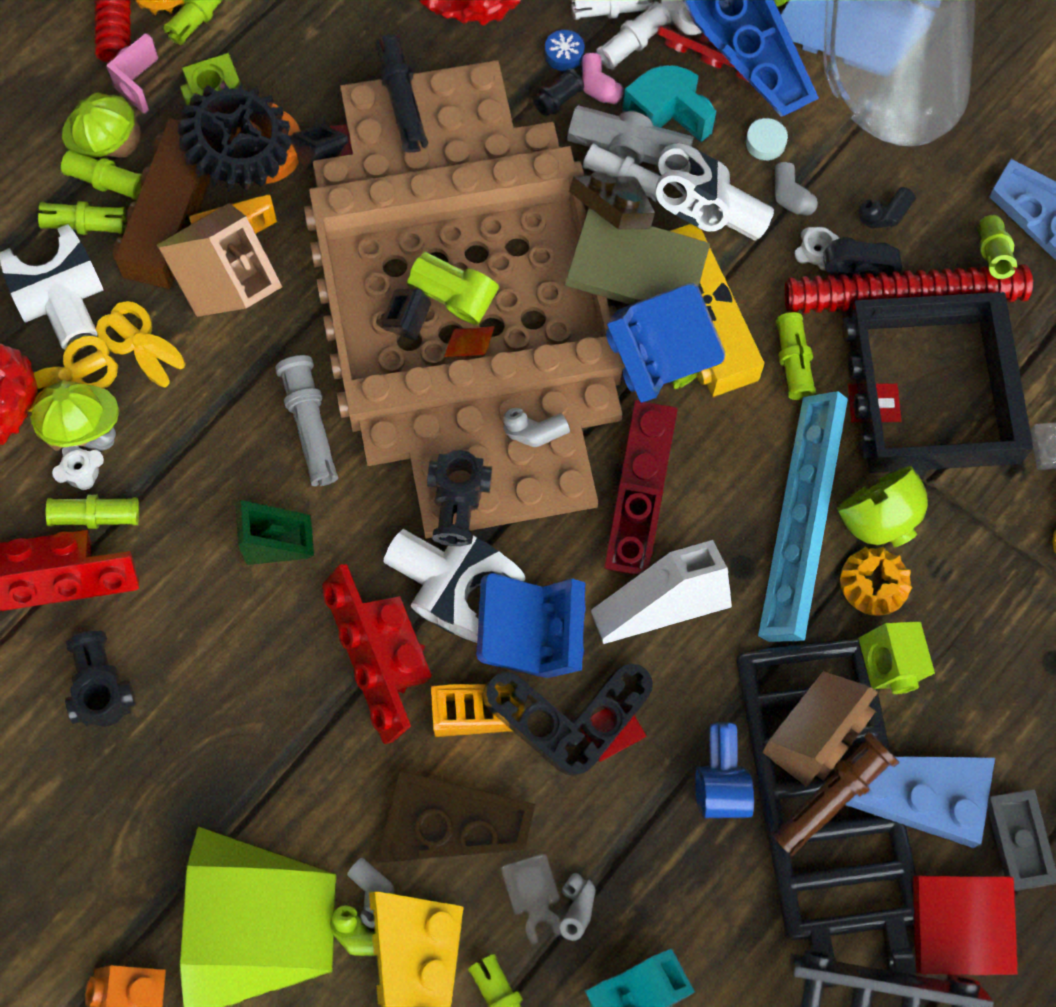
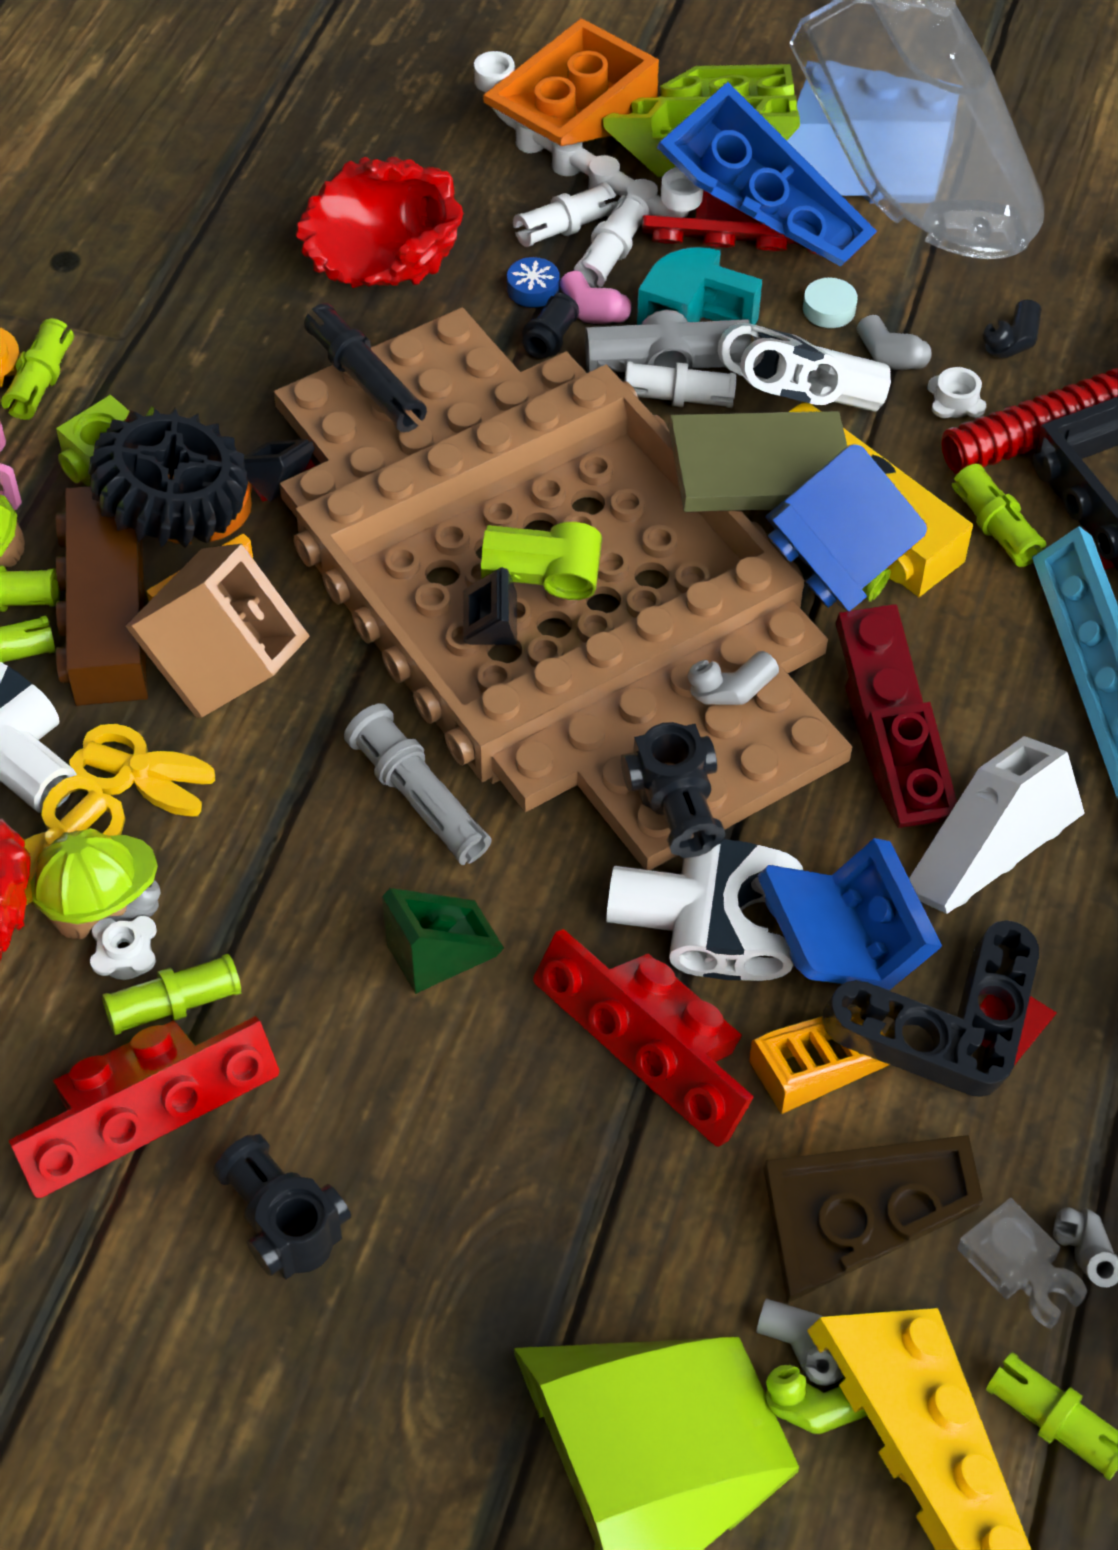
camera: 20 degrees left, 15 degrees down
(469, 341) = (592, 615): red sticker -> none
(615, 199) = (708, 398): dark brown wing -> none
(854, 257) = (1016, 380): black plate -> none

